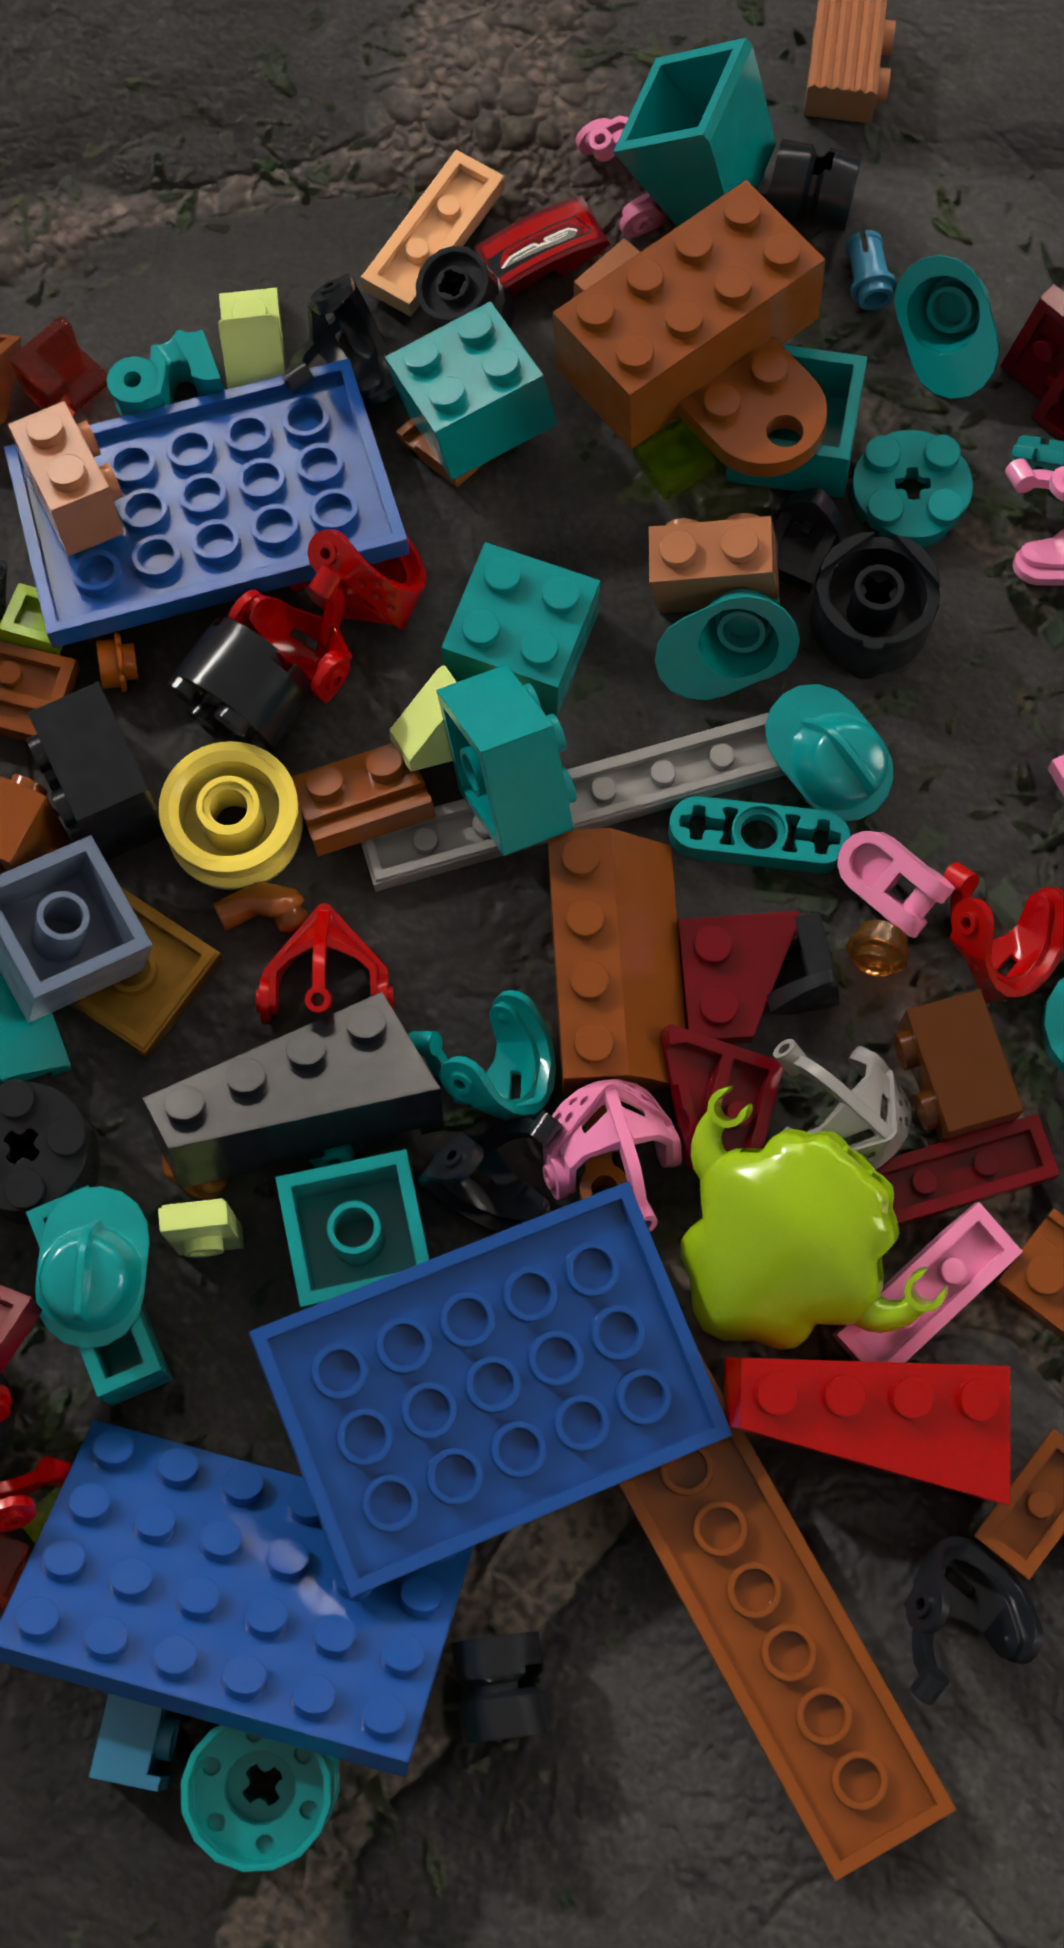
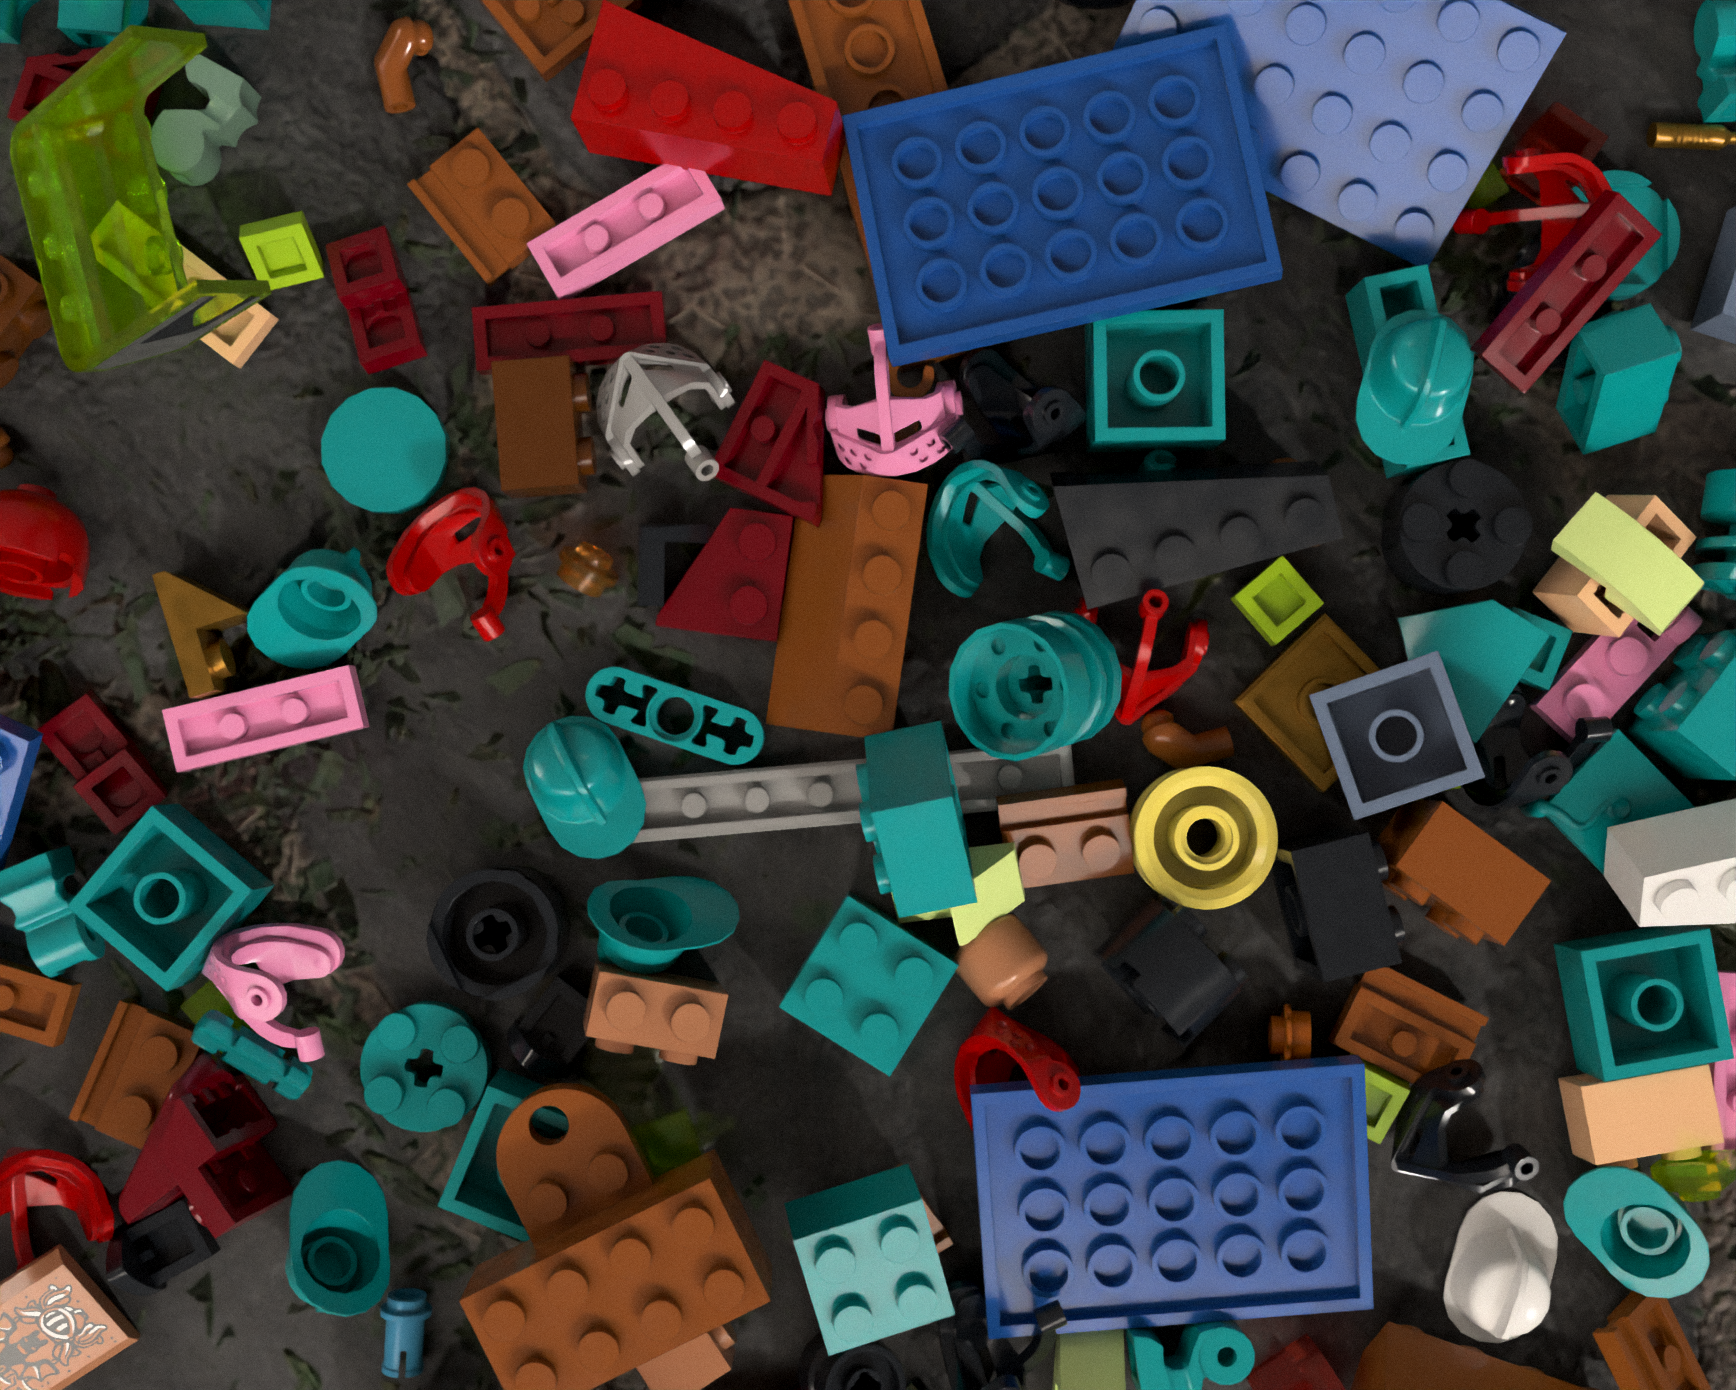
camera: 170 degrees left, 15 degrees up
(67, 478) = (1319, 1239): nougat brick -> none
(192, 1048) = (1277, 600): none -> lime plate
(201, 1227) = (1302, 412): yellowish green plate -> none
(276, 620) = (1092, 992): red helmet -> none
(397, 668) = (1003, 963): none -> nougat head
(419, 908) = (1006, 692): none -> teal wheel
(790, 1237) = (740, 290): lime piece -> none
(872, 867) = (570, 655): bright pink plate -> none

